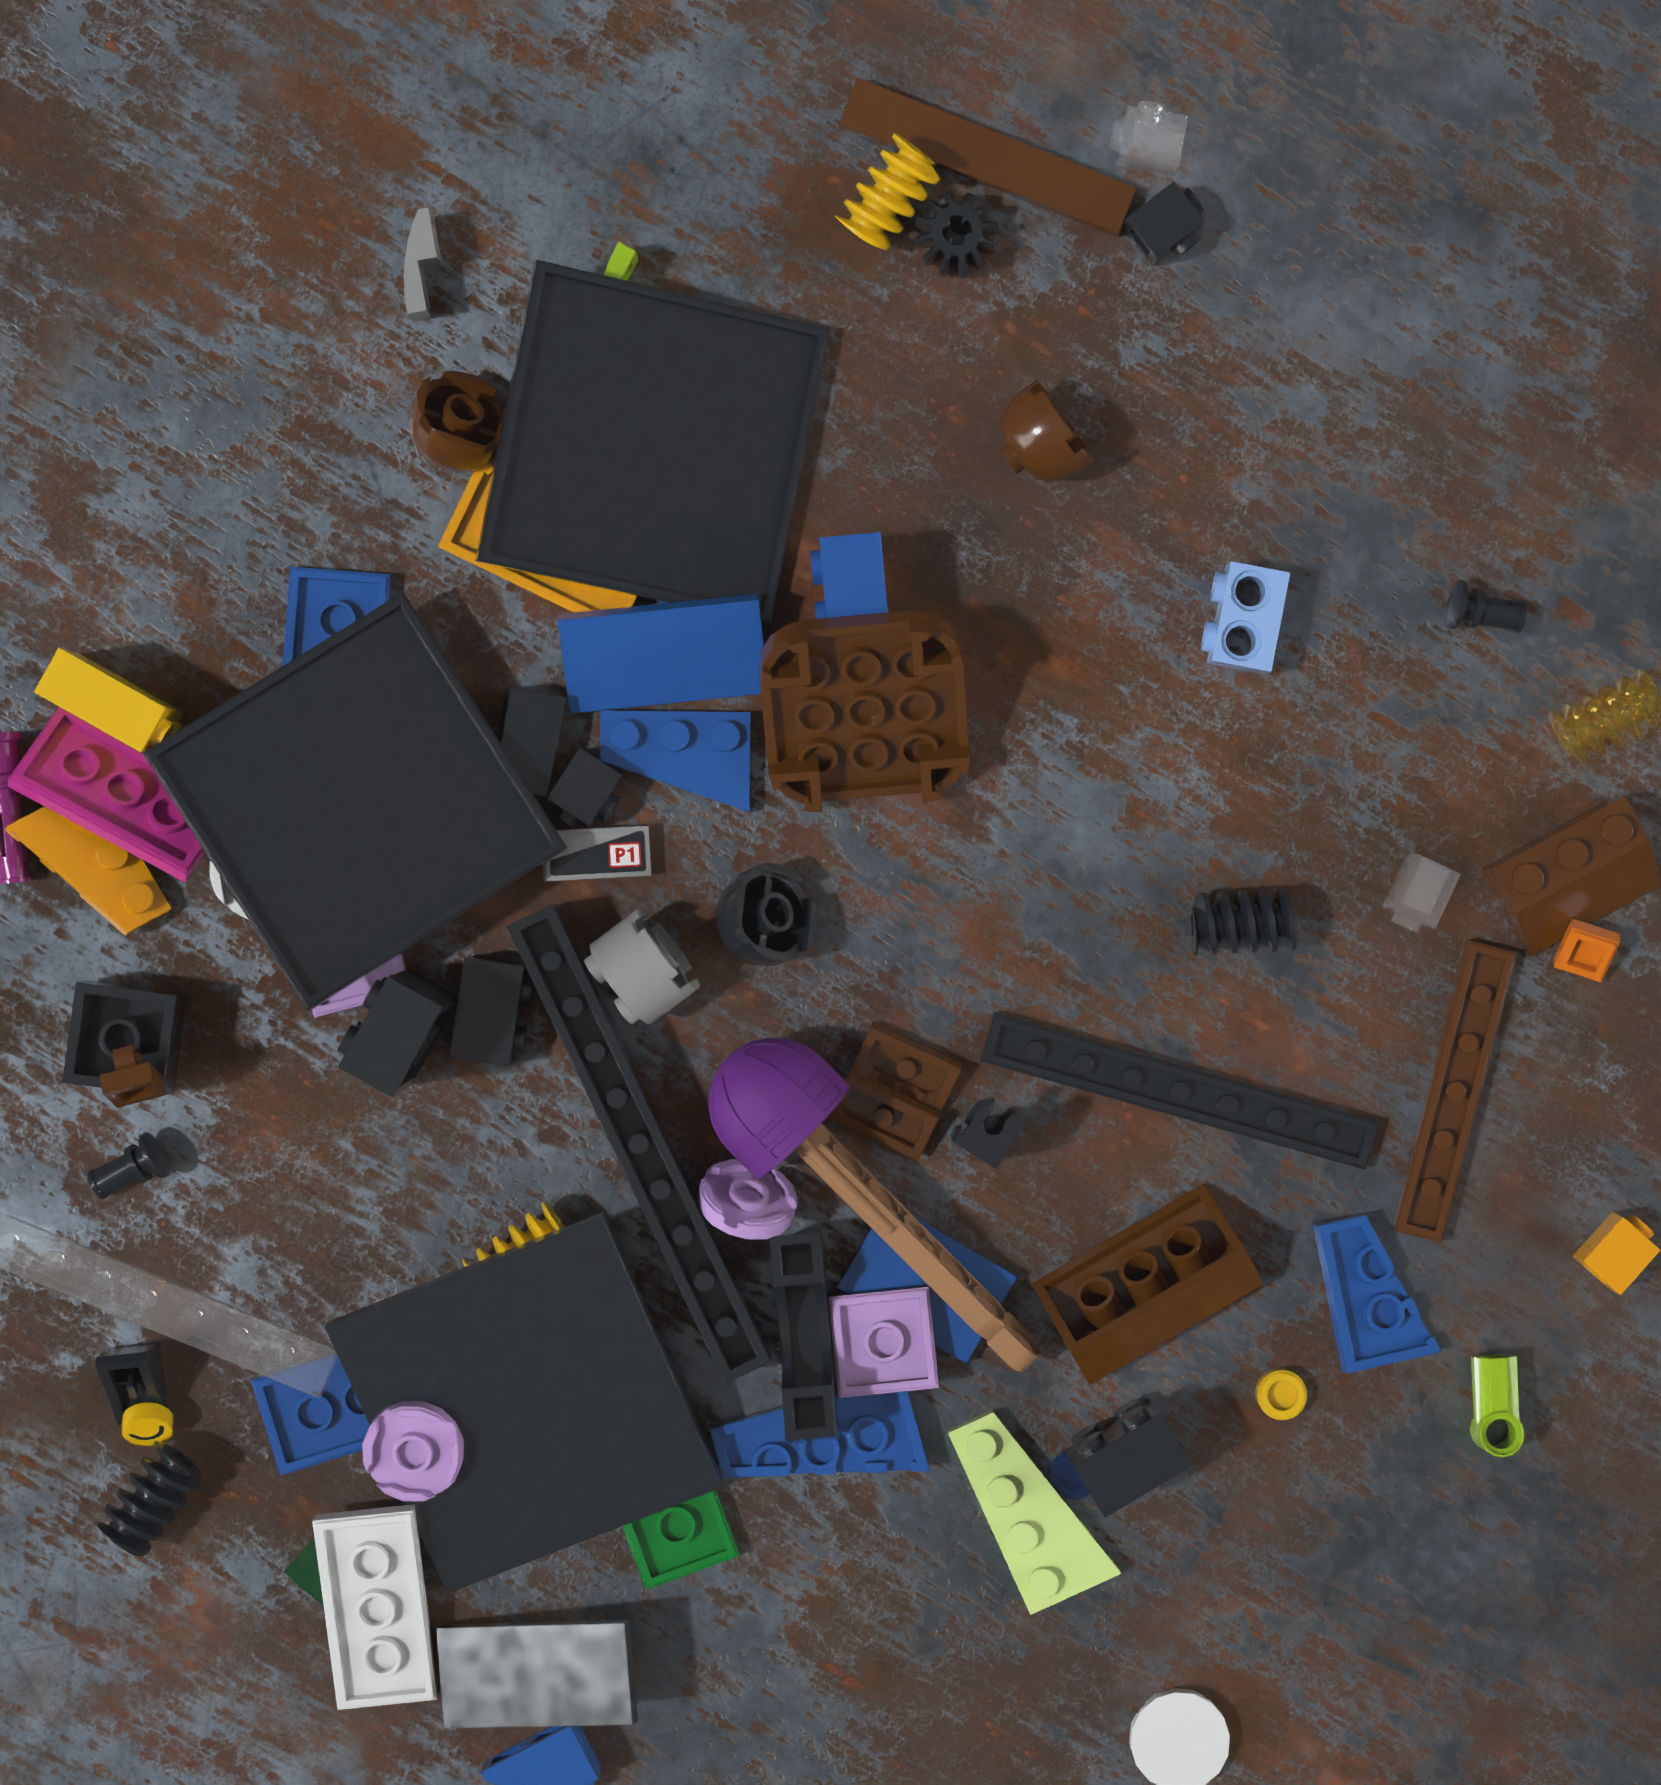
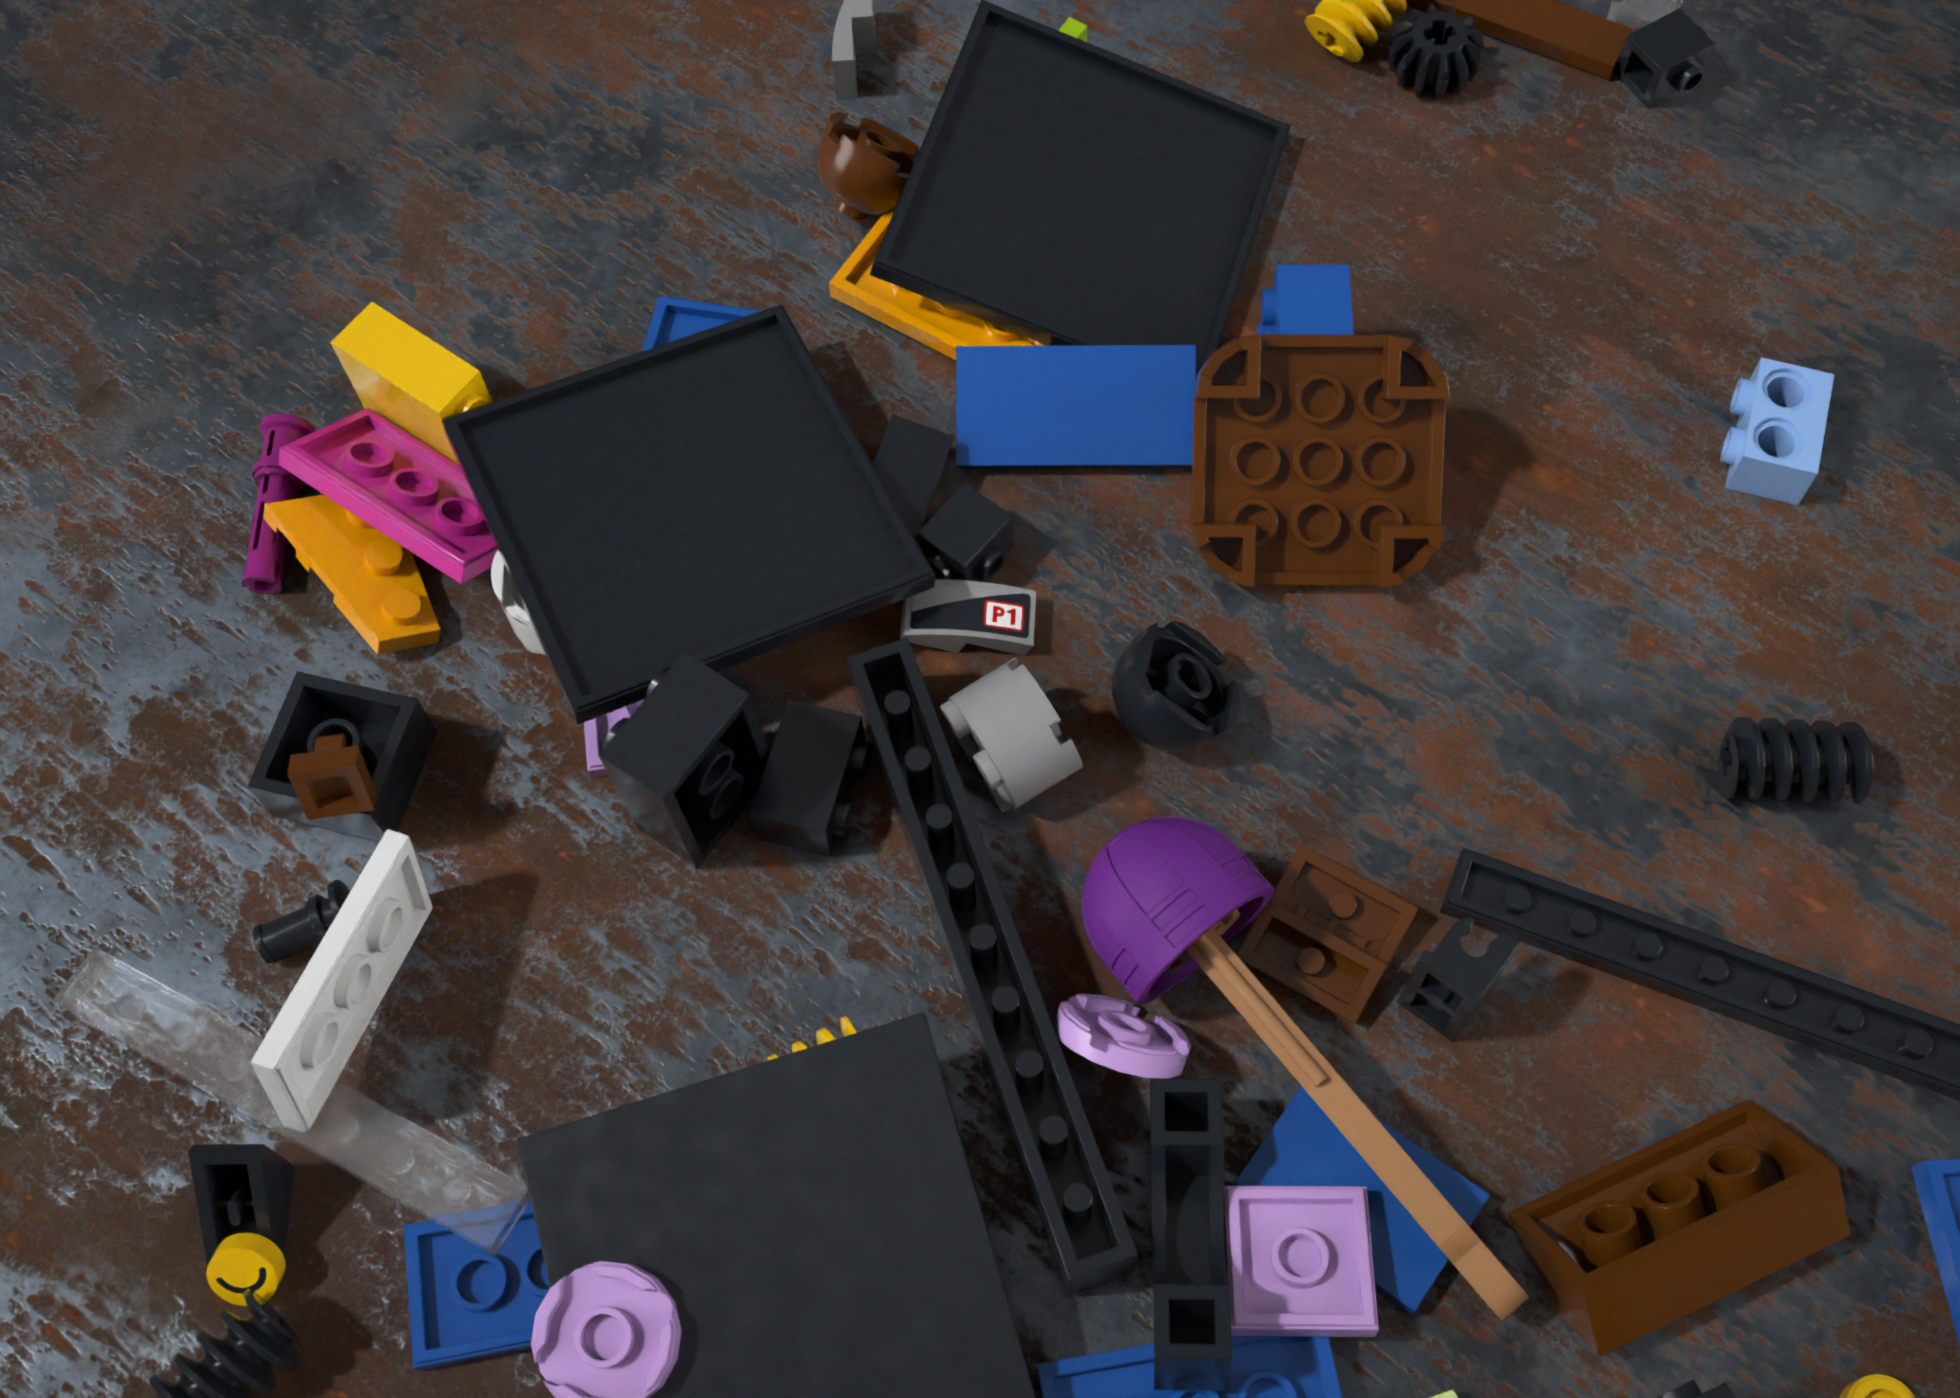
camera: 10 degrees right, 25 degrees down
(176, 1225) = (343, 983): none -> white tile
(683, 749) = (1095, 517): blue wing -> none
(1041, 437) = (1534, 224): reddish brown cylinder -> none

